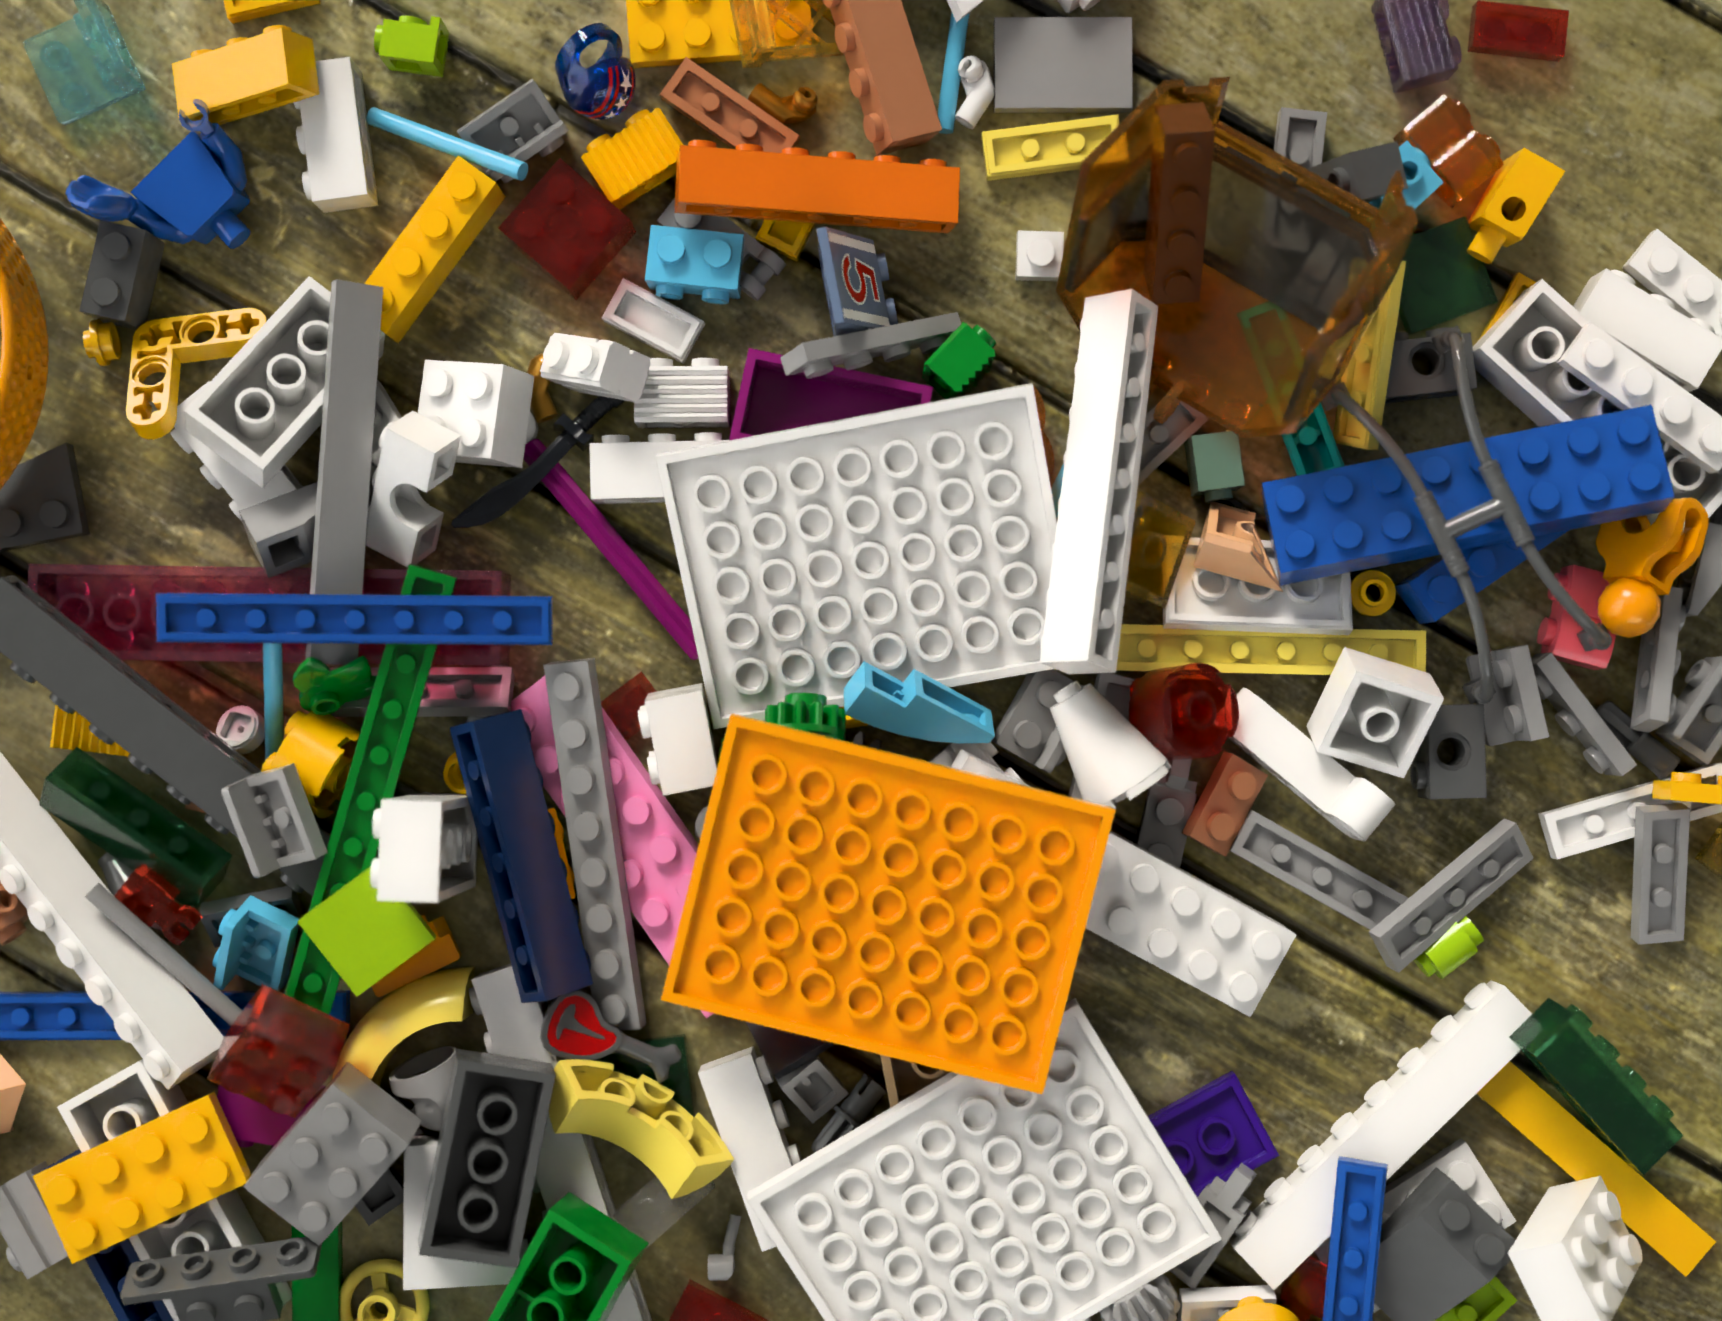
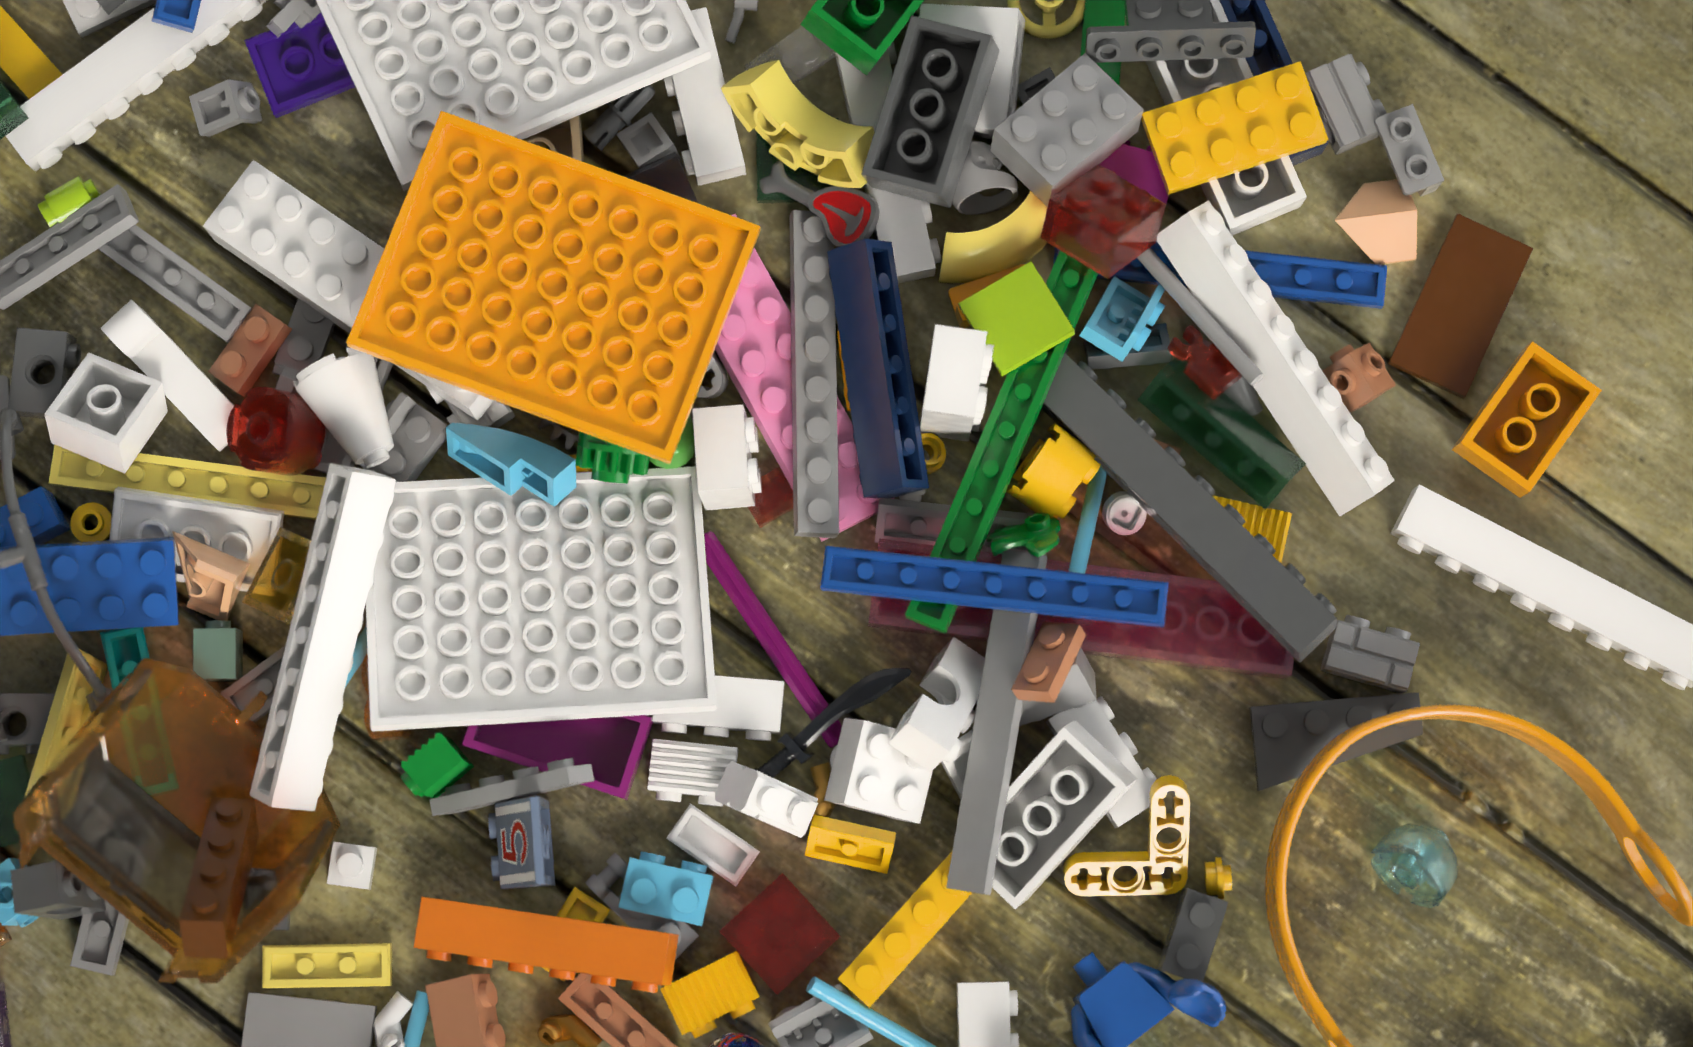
camera: 175 degrees left, 5 degrees down
(273, 820) = (1086, 421): light grey bracket -> none
(288, 542) = (1048, 662): none -> nougat plate
(502, 335) = (850, 844): none -> yellow plate
(1289, 1076) = (225, 106): none -> light grey bracket

